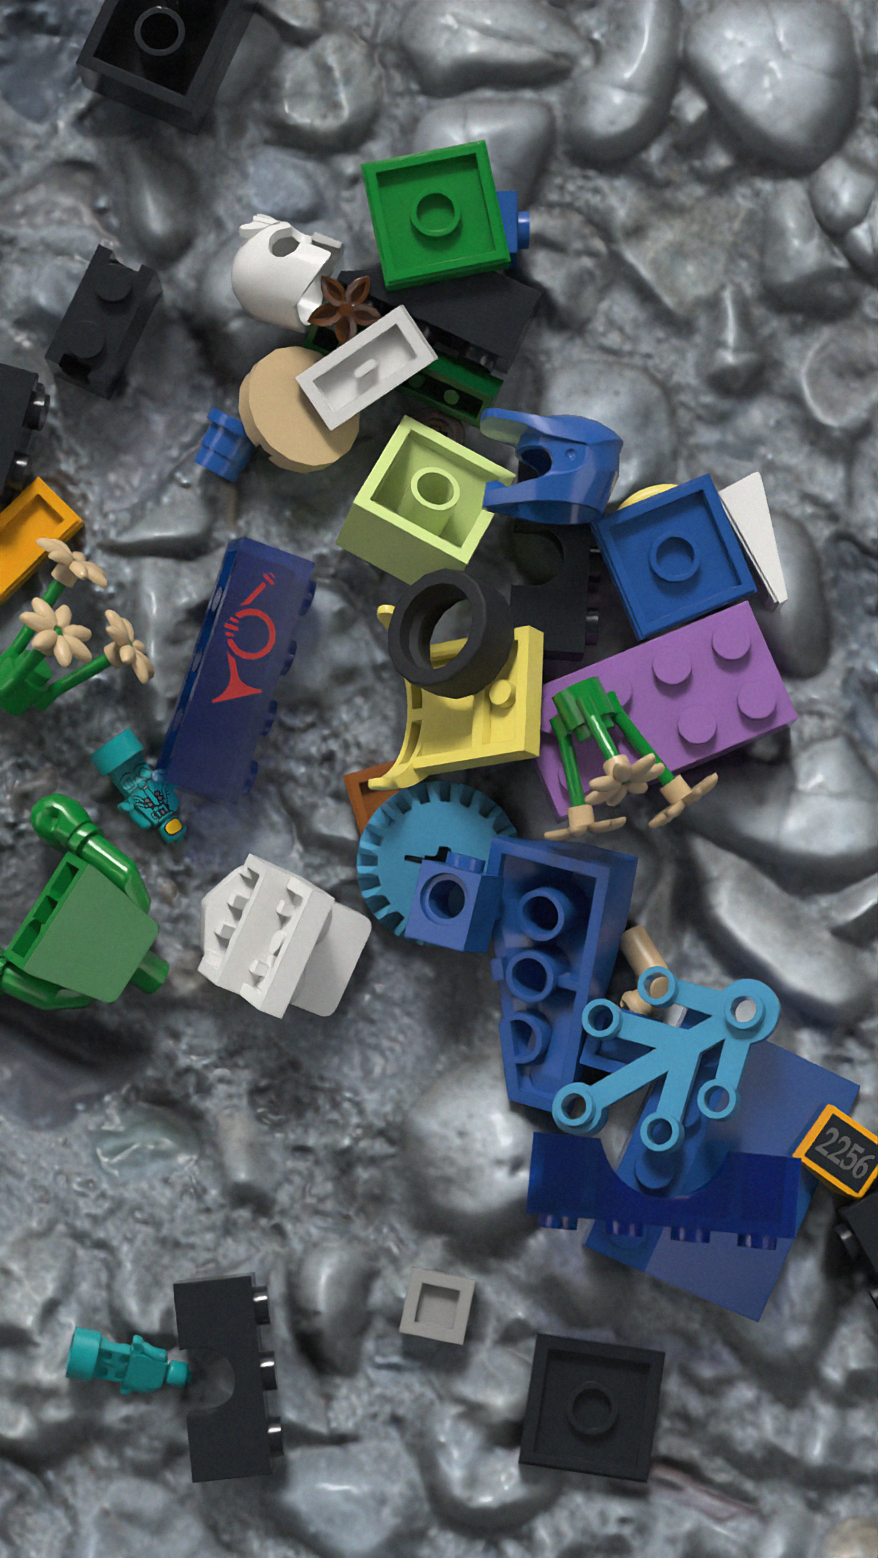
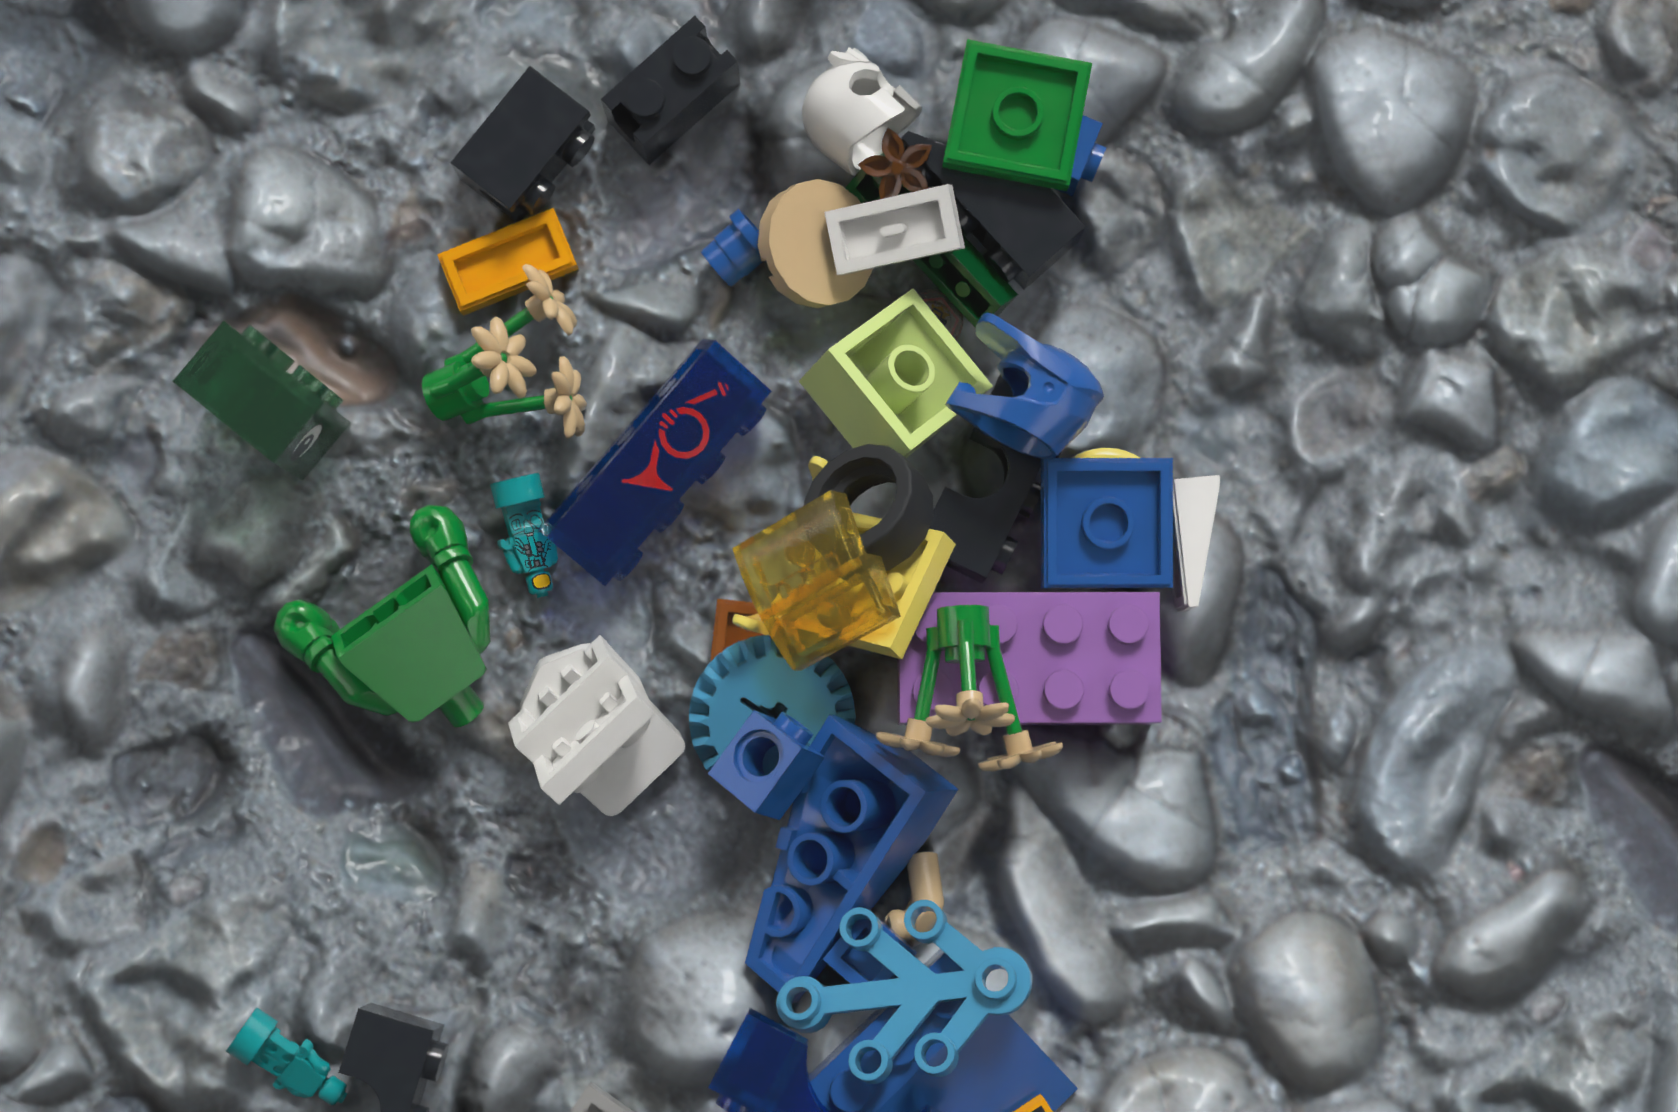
camera: 20 degrees right, 0 degrees up
(430, 718) = (815, 581): none -> clear yellow slope

